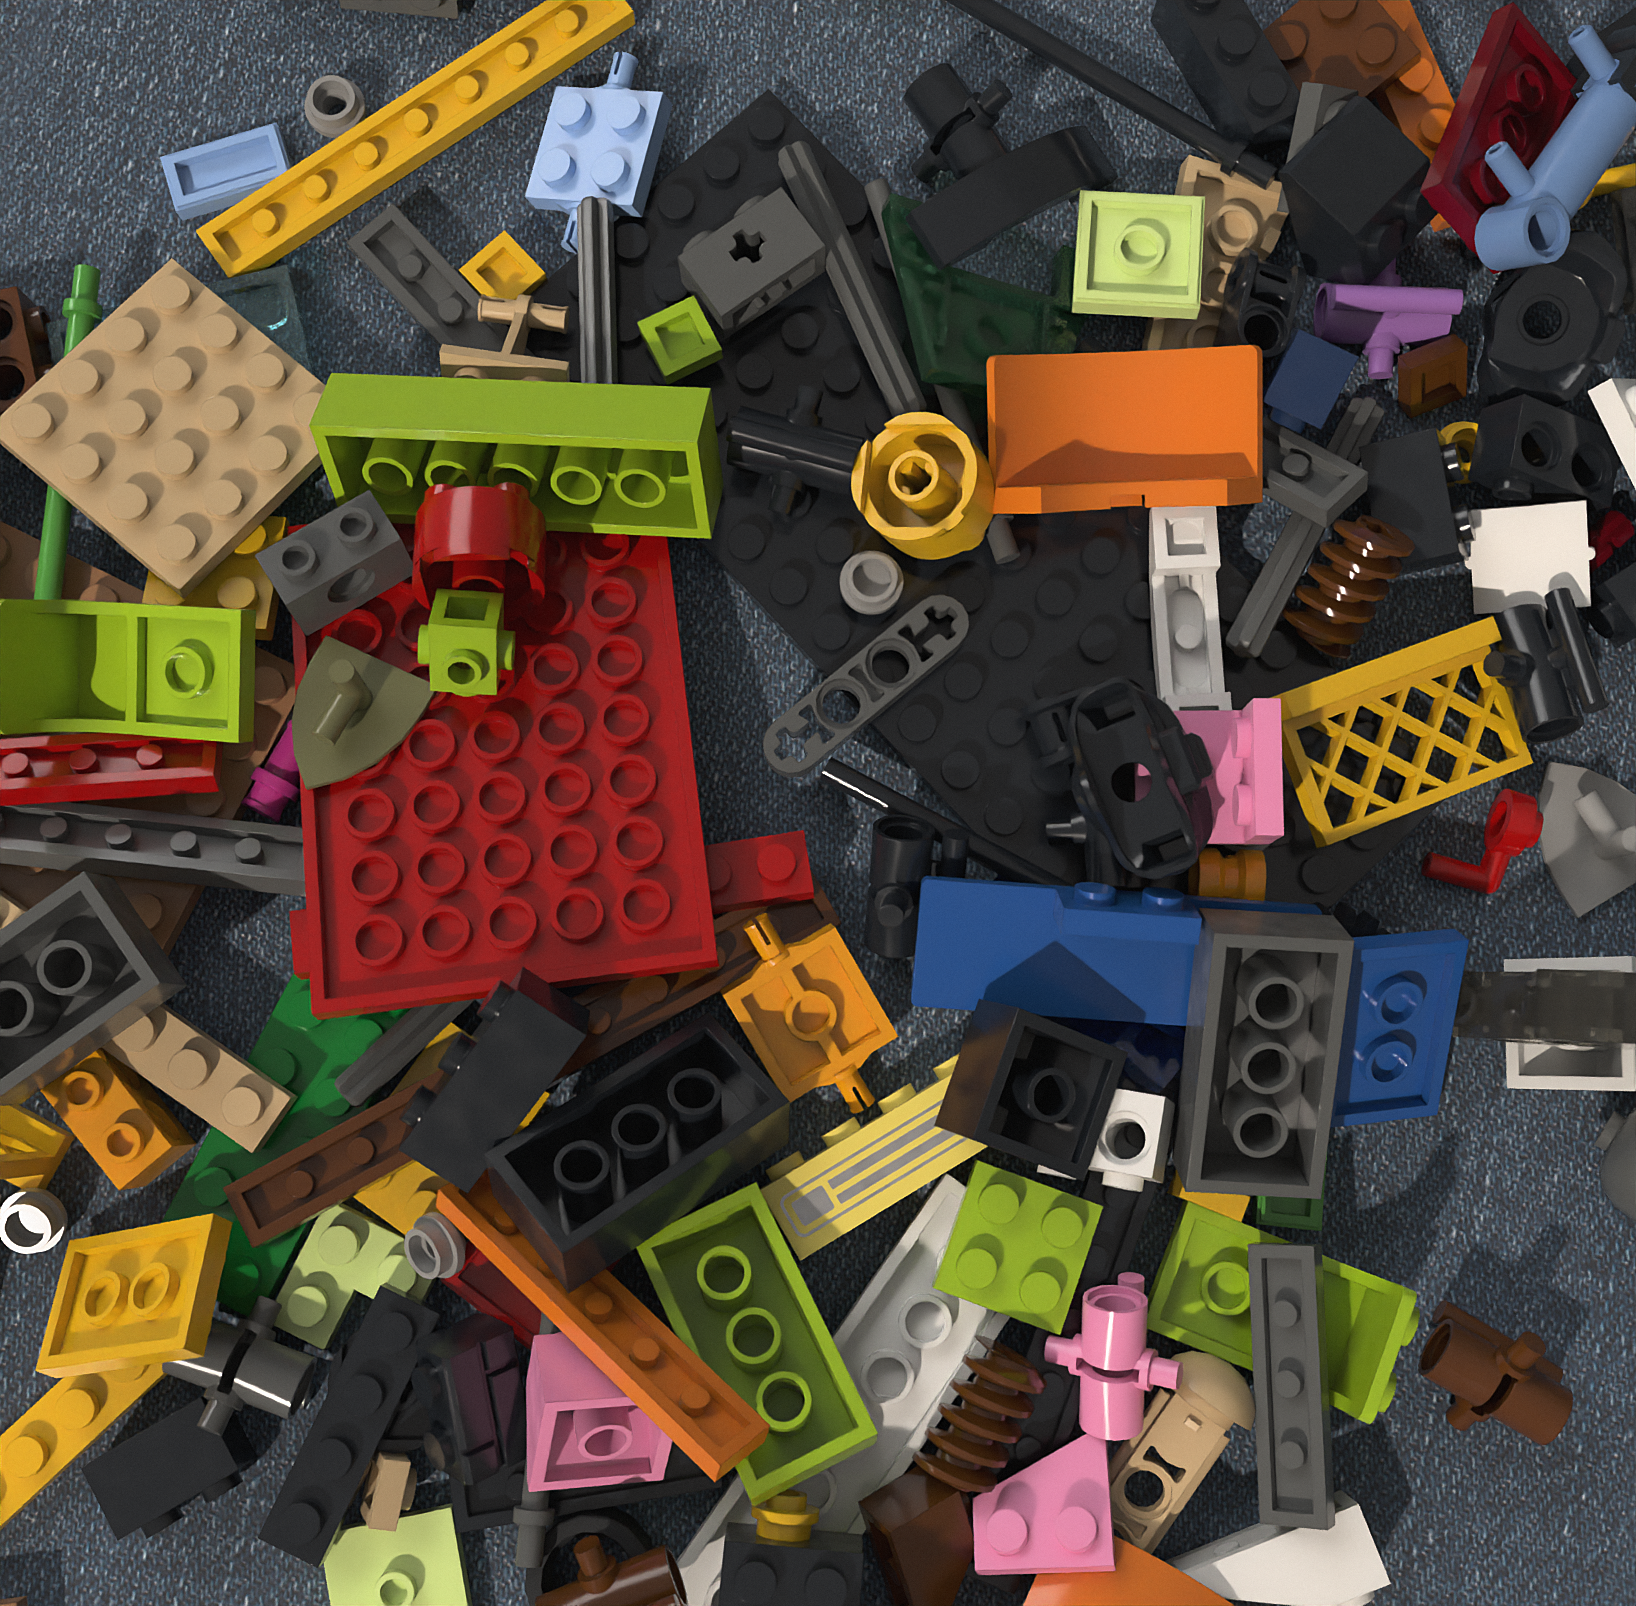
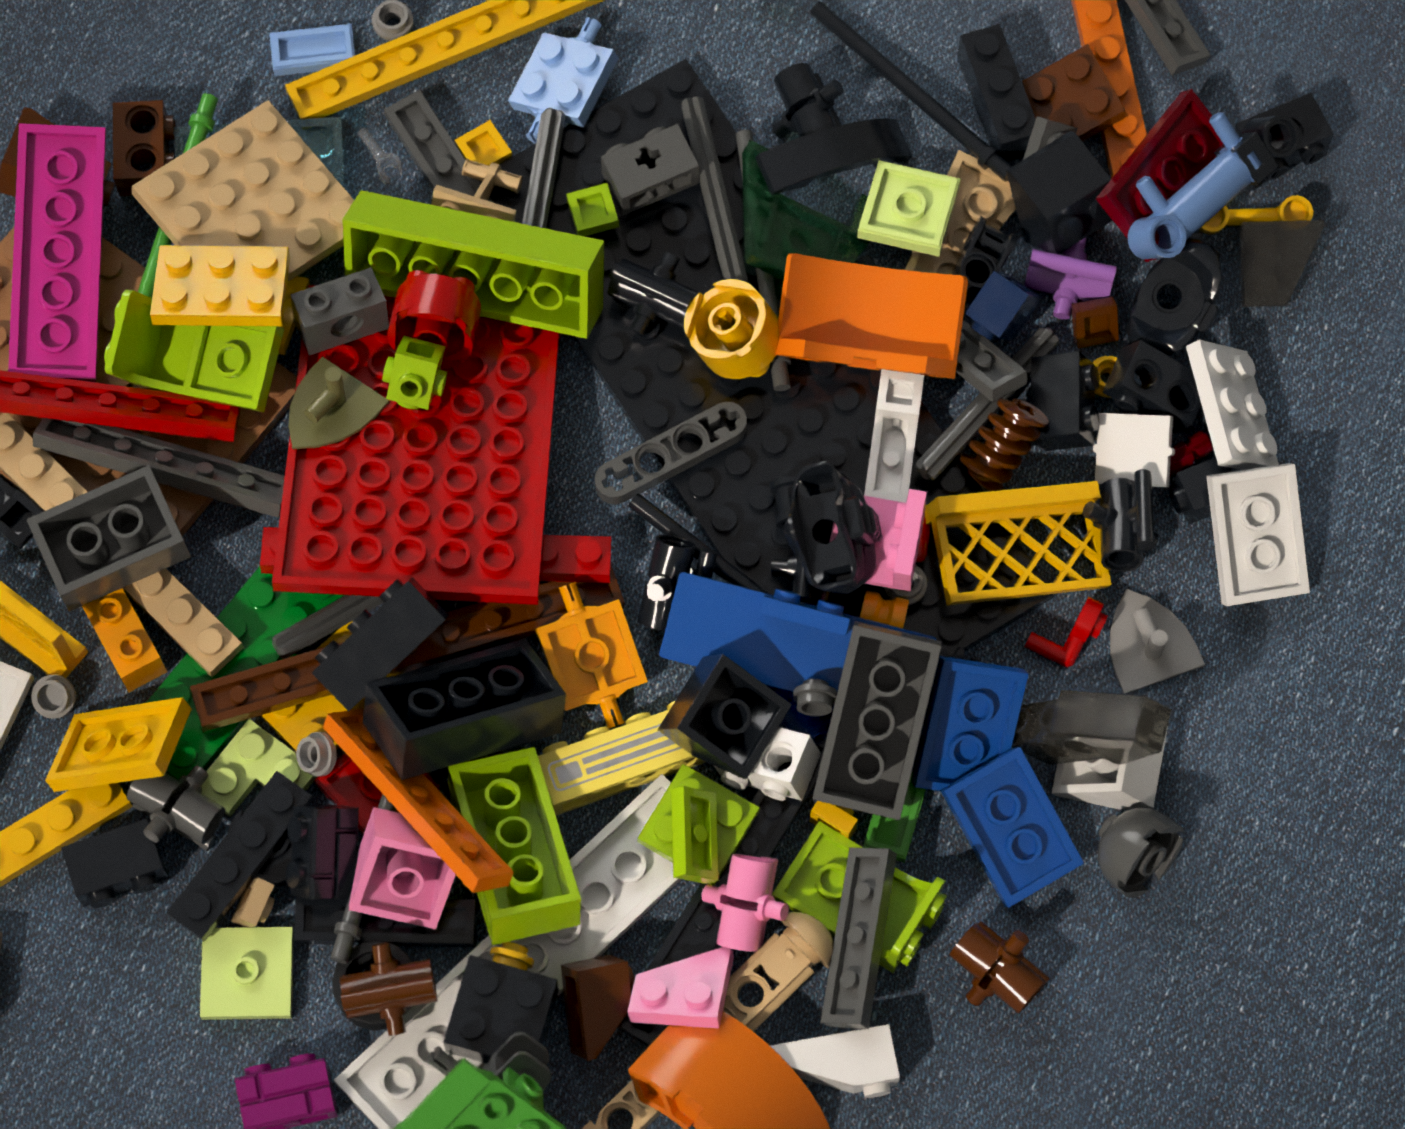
camera: 10 degrees right, 10 degrees down
(143, 563) = (220, 285): none -> yellow plate
(277, 780) = (270, 445): dark pink pin -> none
(361, 317) = (383, 159): none -> clear hand
(871, 582) = (688, 387): light grey plate -> none
(982, 1418) = (651, 923): reddish brown piece -> none
(1023, 1284) = (694, 835): none -> lime plate
(1156, 1030) = (814, 697): none -> dark grey plate
(1472, 1160) = (1012, 826): none -> blue plate

